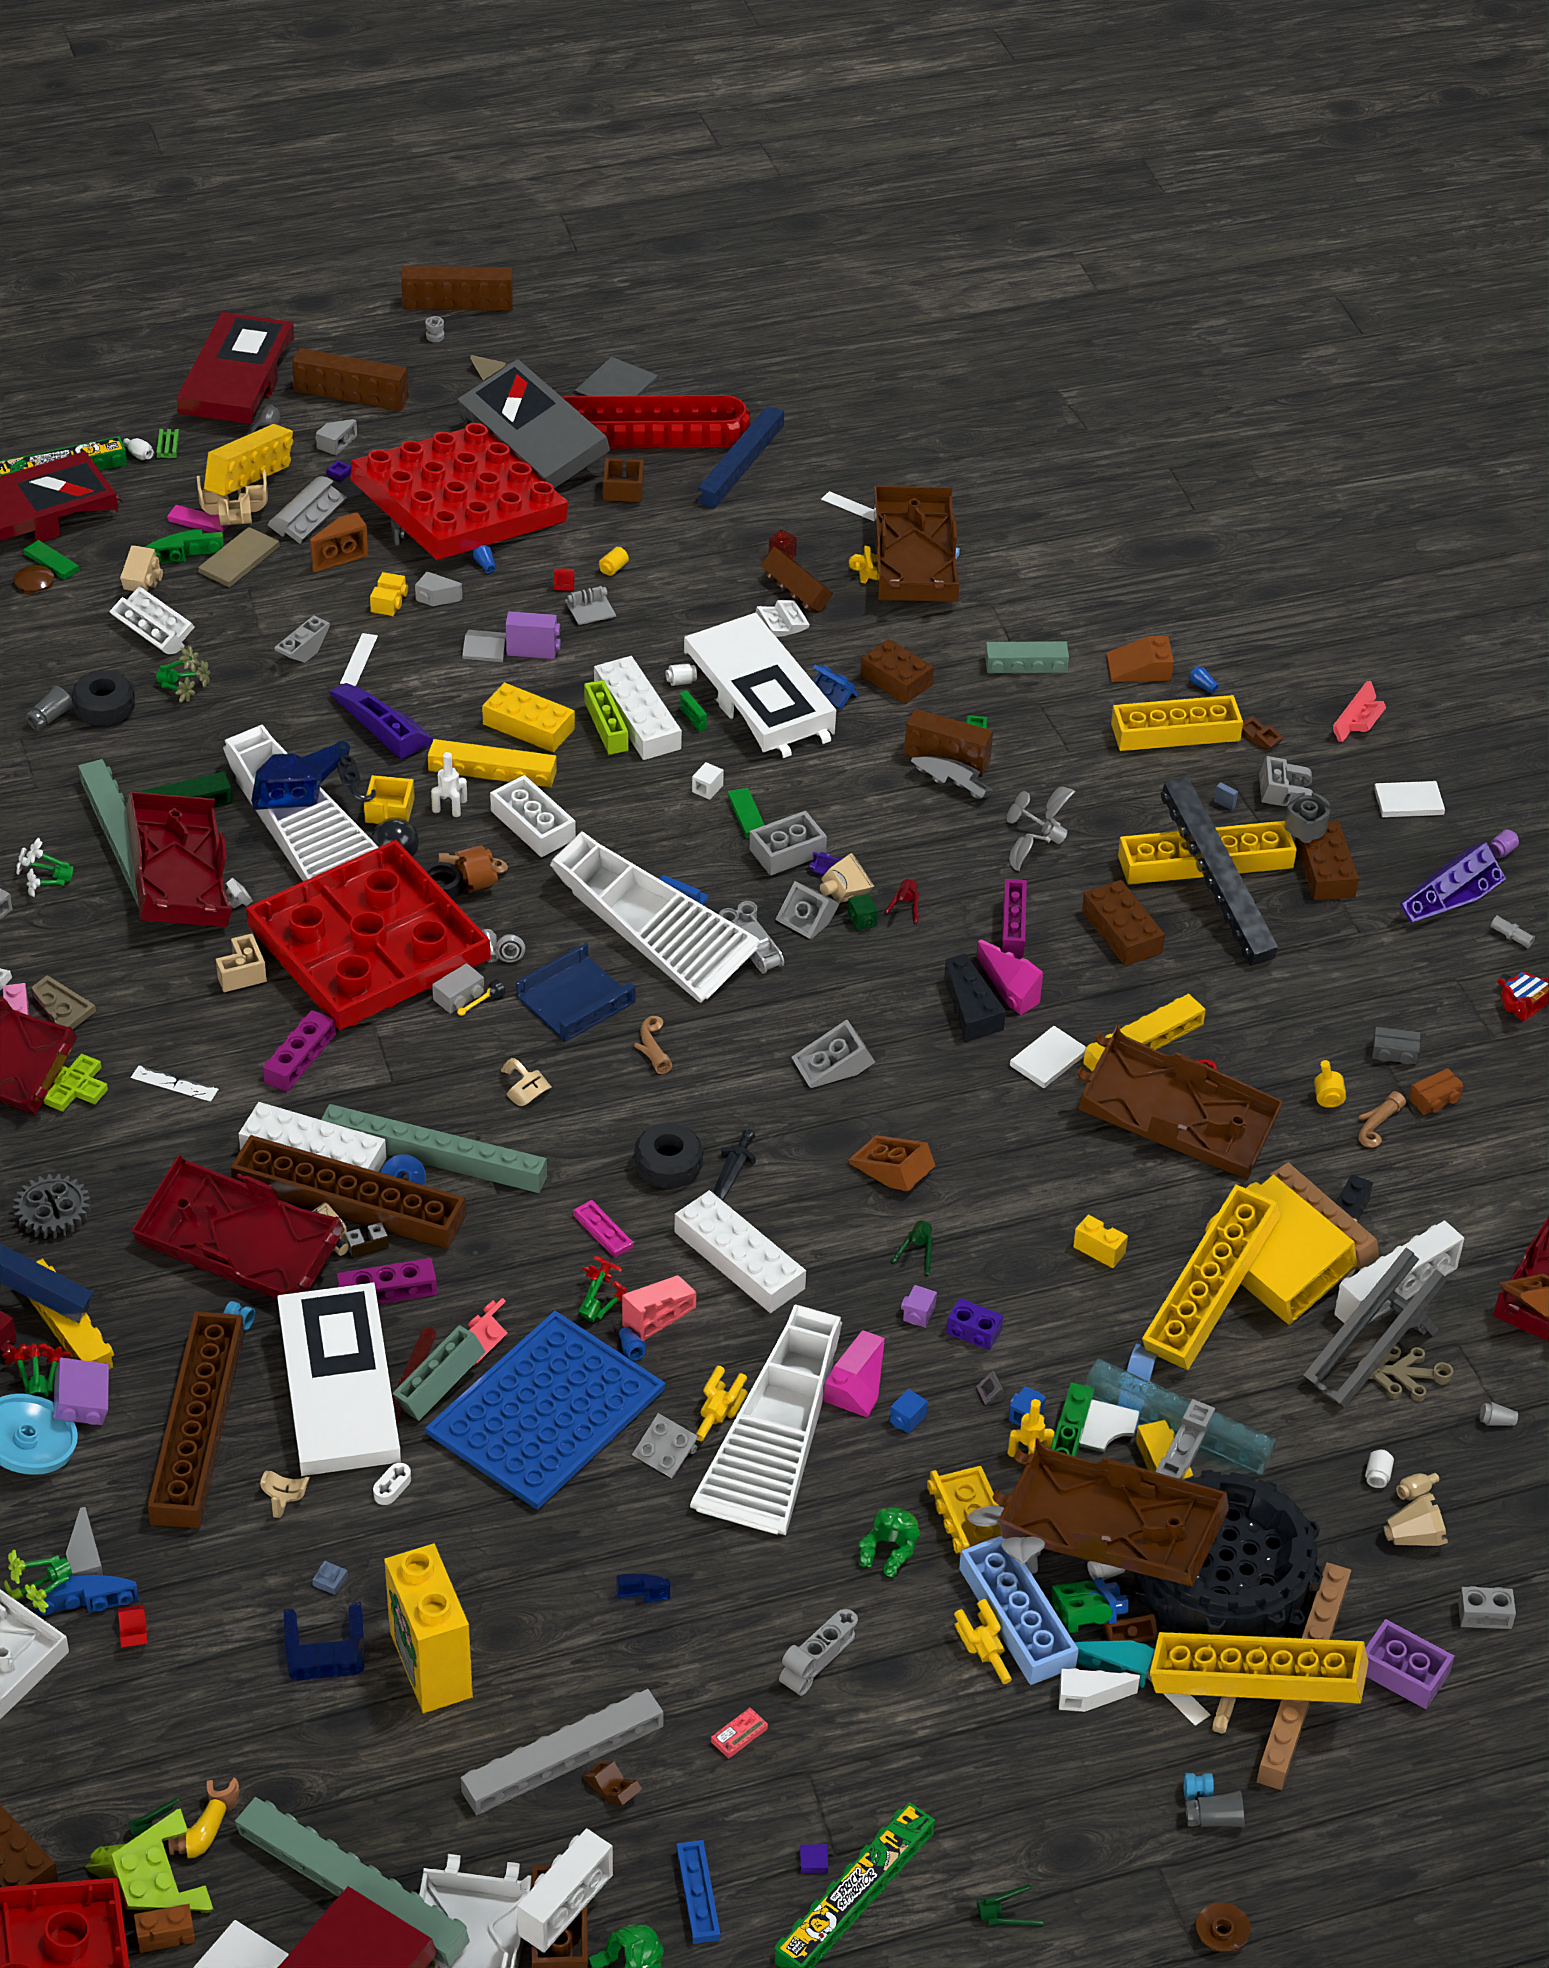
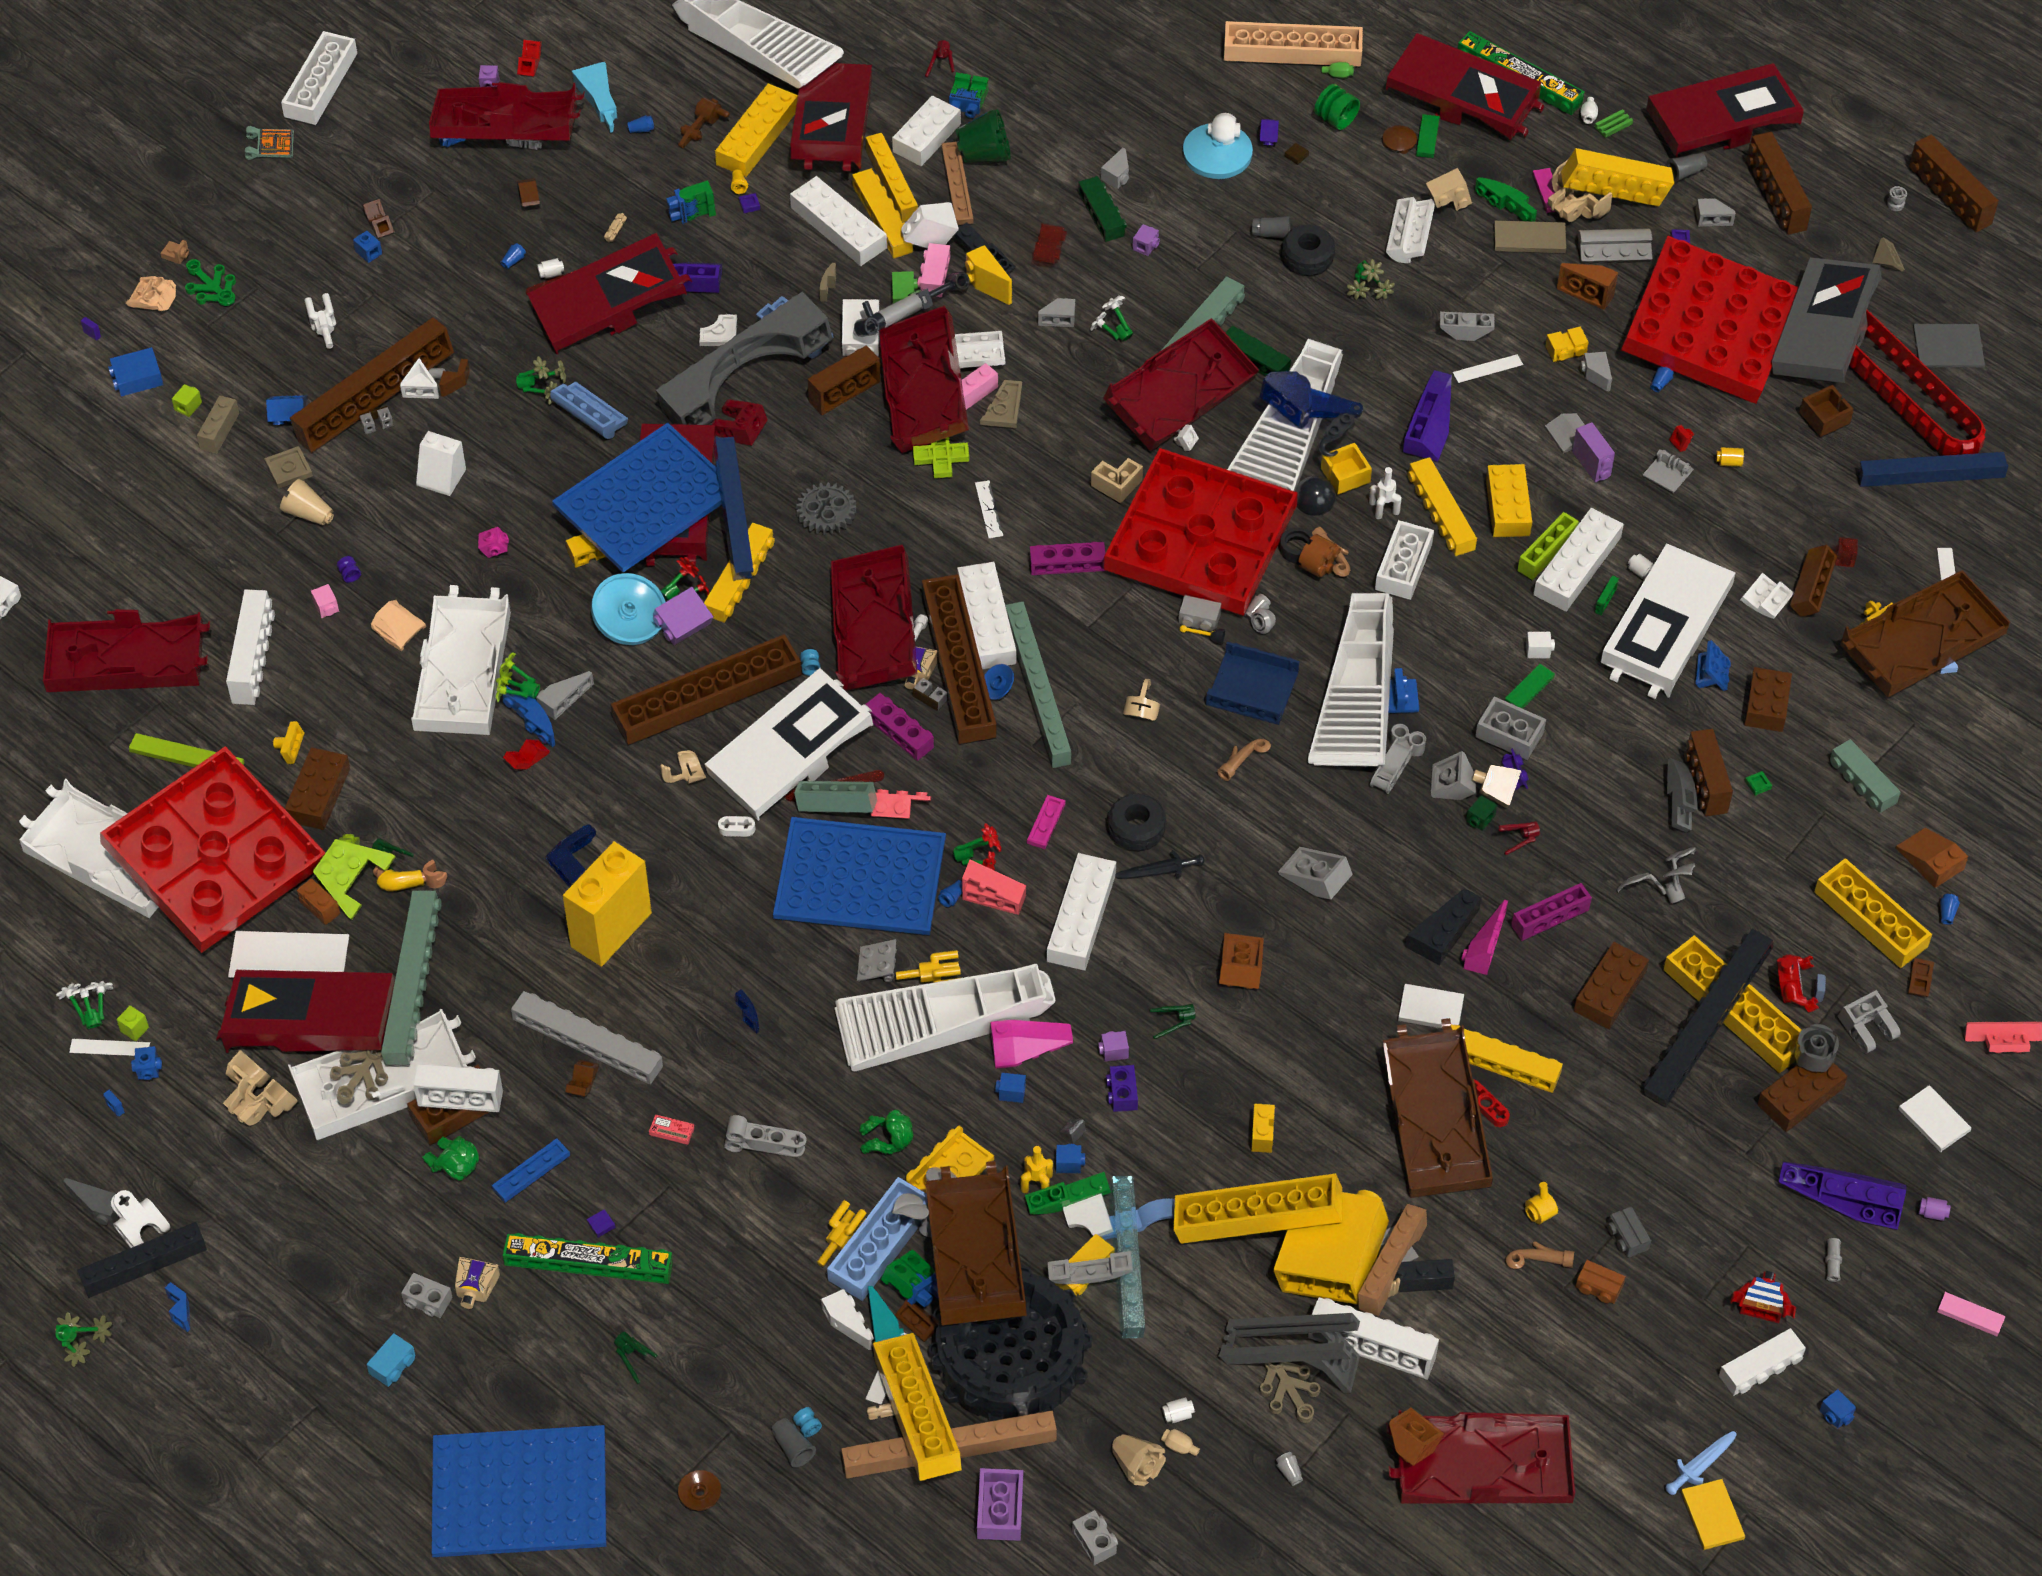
camera: 60 degrees right, 10 degrees up
(330, 1577) = (638, 835): sand blue tile -> none
(1216, 806) = (1791, 980): none -> red torso

